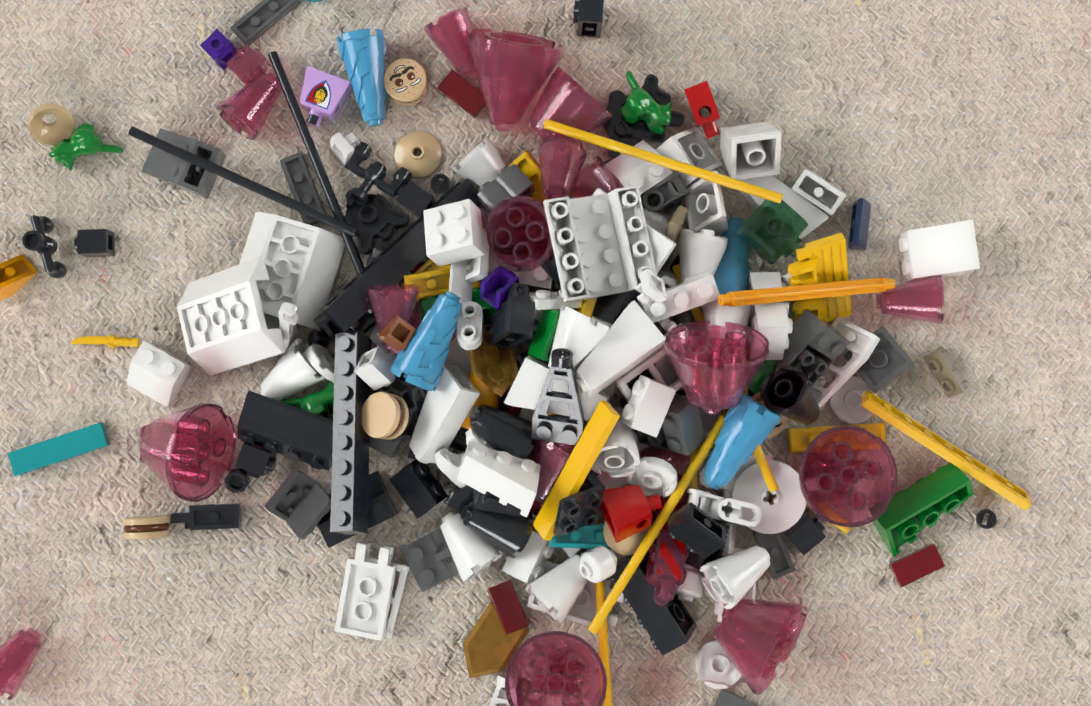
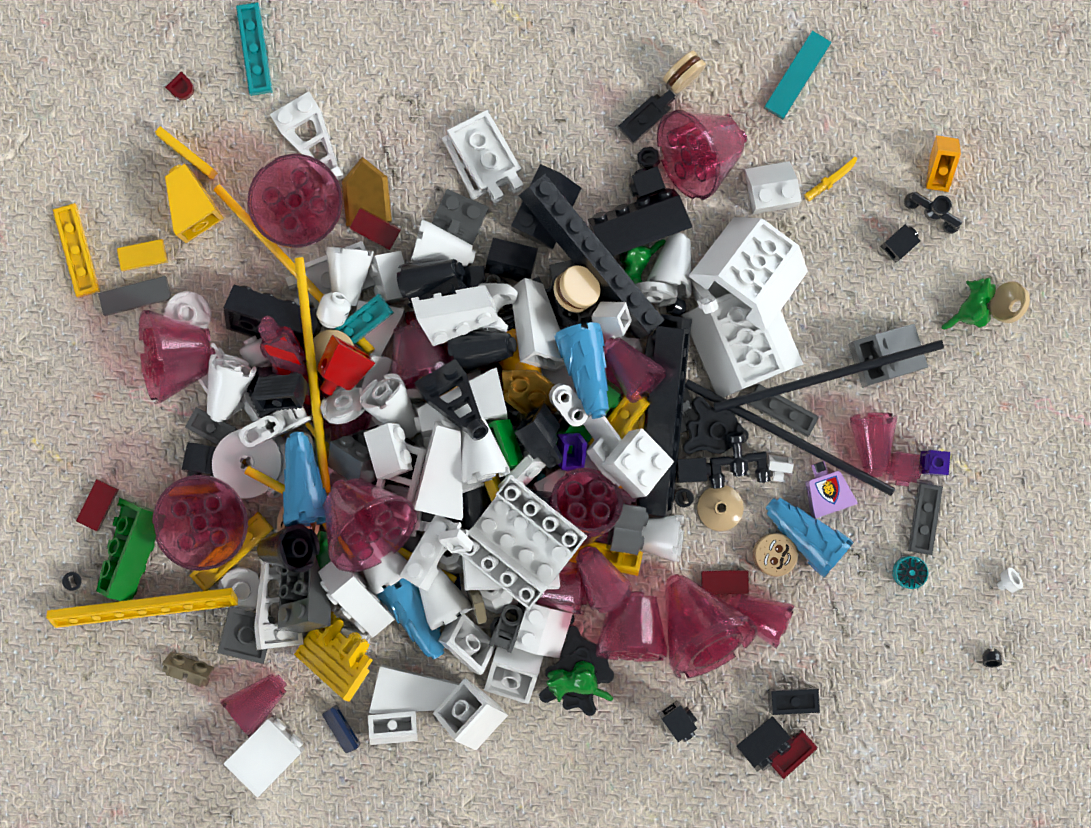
camera: 140 degrees right, 0 degrees up
(300, 503) = (587, 179): dark grey bracket -> none
(397, 333) = (615, 354): dark orange slope -> none
(577, 466) = (403, 362): yellow tile -> none
(581, 508) = (376, 341): black bracket -> none
(663, 161) = (526, 647): yellow piece -> none
(701, 97) = (542, 724): red torso -> none
(786, 234) = (392, 675): clear green hinge -> none
(804, 292) = (339, 636): light orange piece -> none

